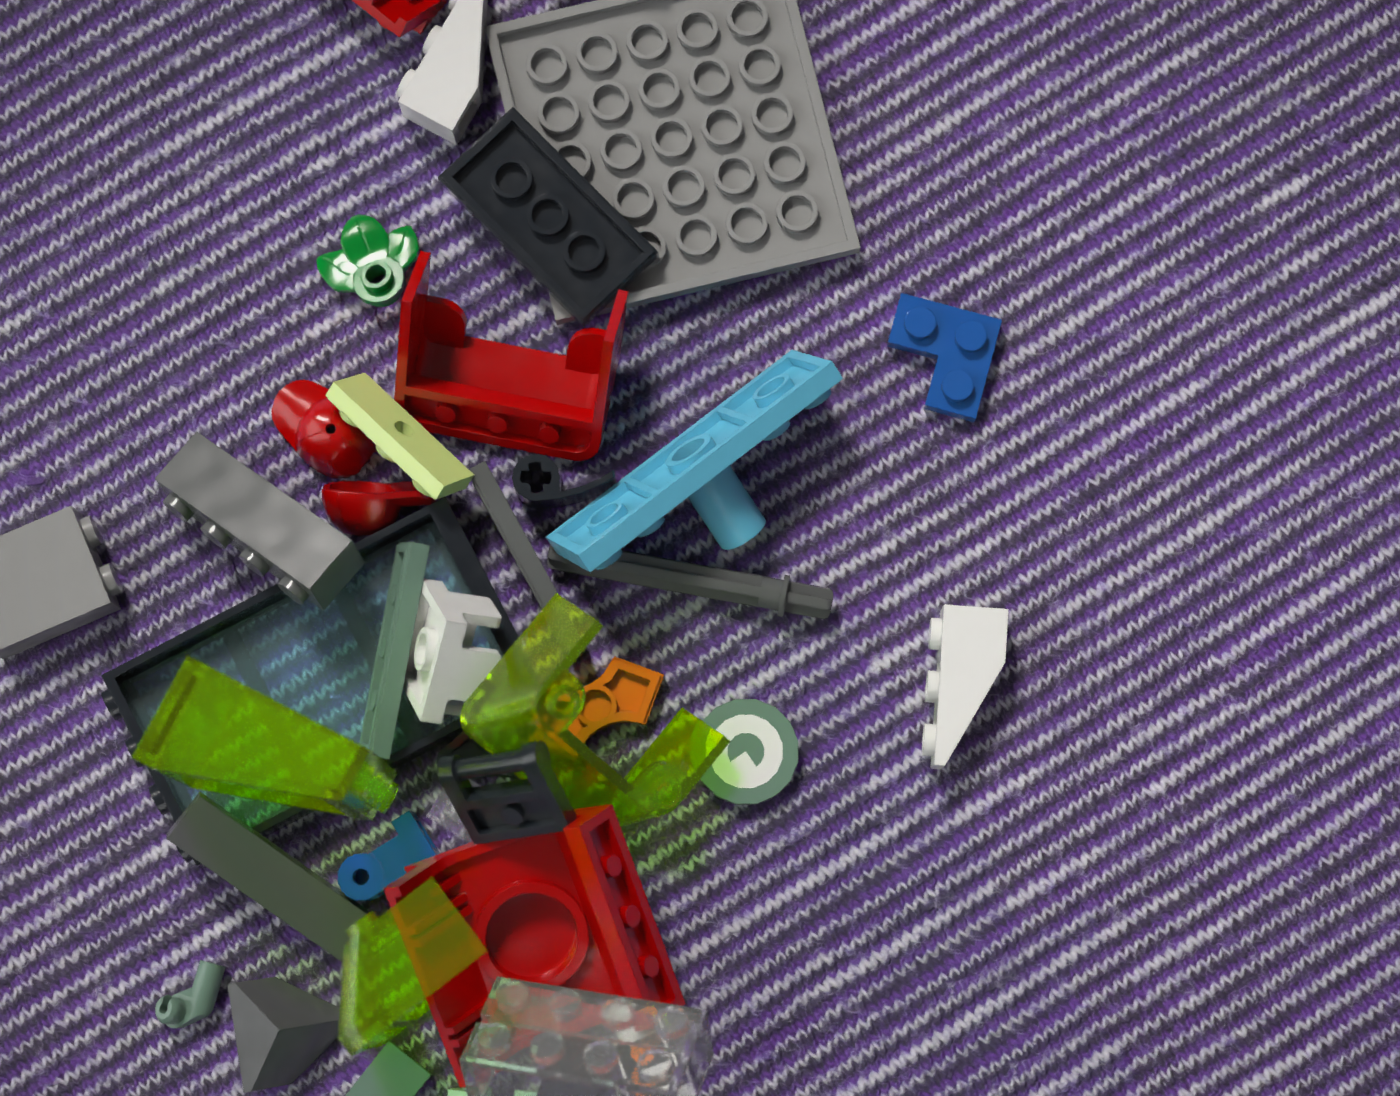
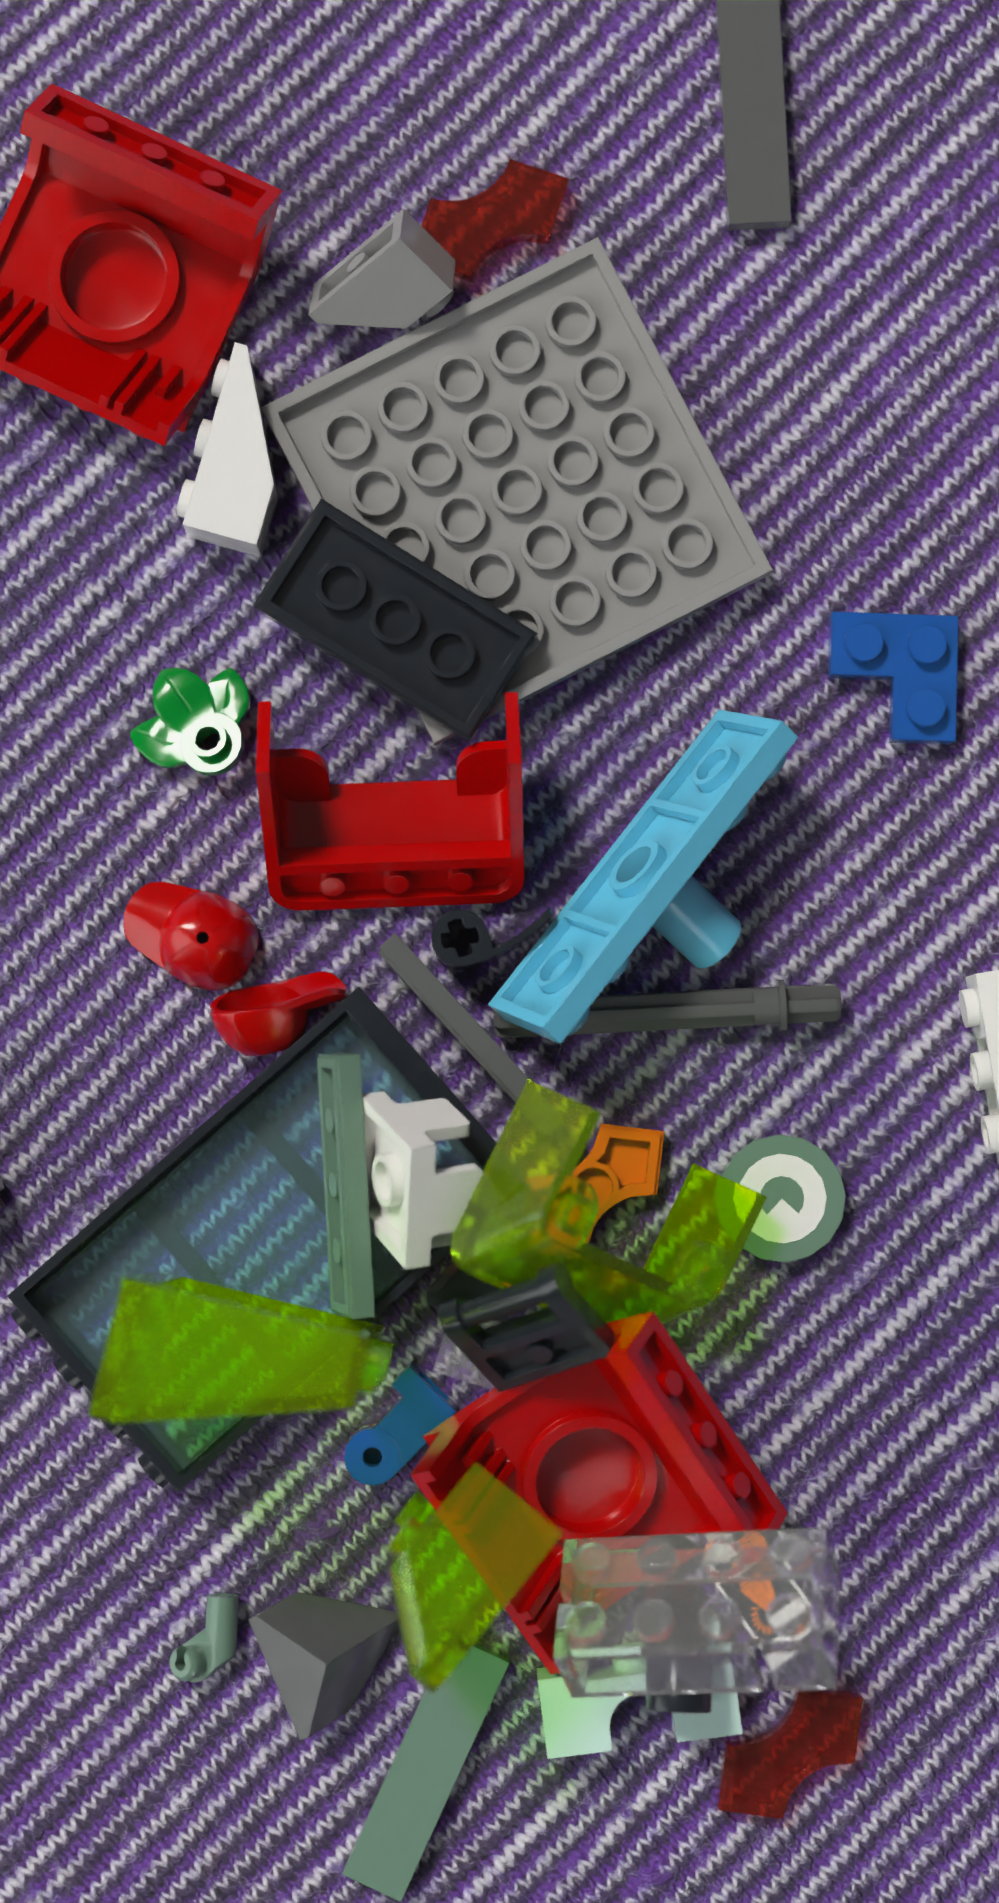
camera: 20 degrees left, 5 degrees up
(259, 521) = (147, 1069): brick -> none
(266, 873) = (266, 1483): dark grey tile -> none
(399, 436) = (287, 928): yellowish green tile -> none

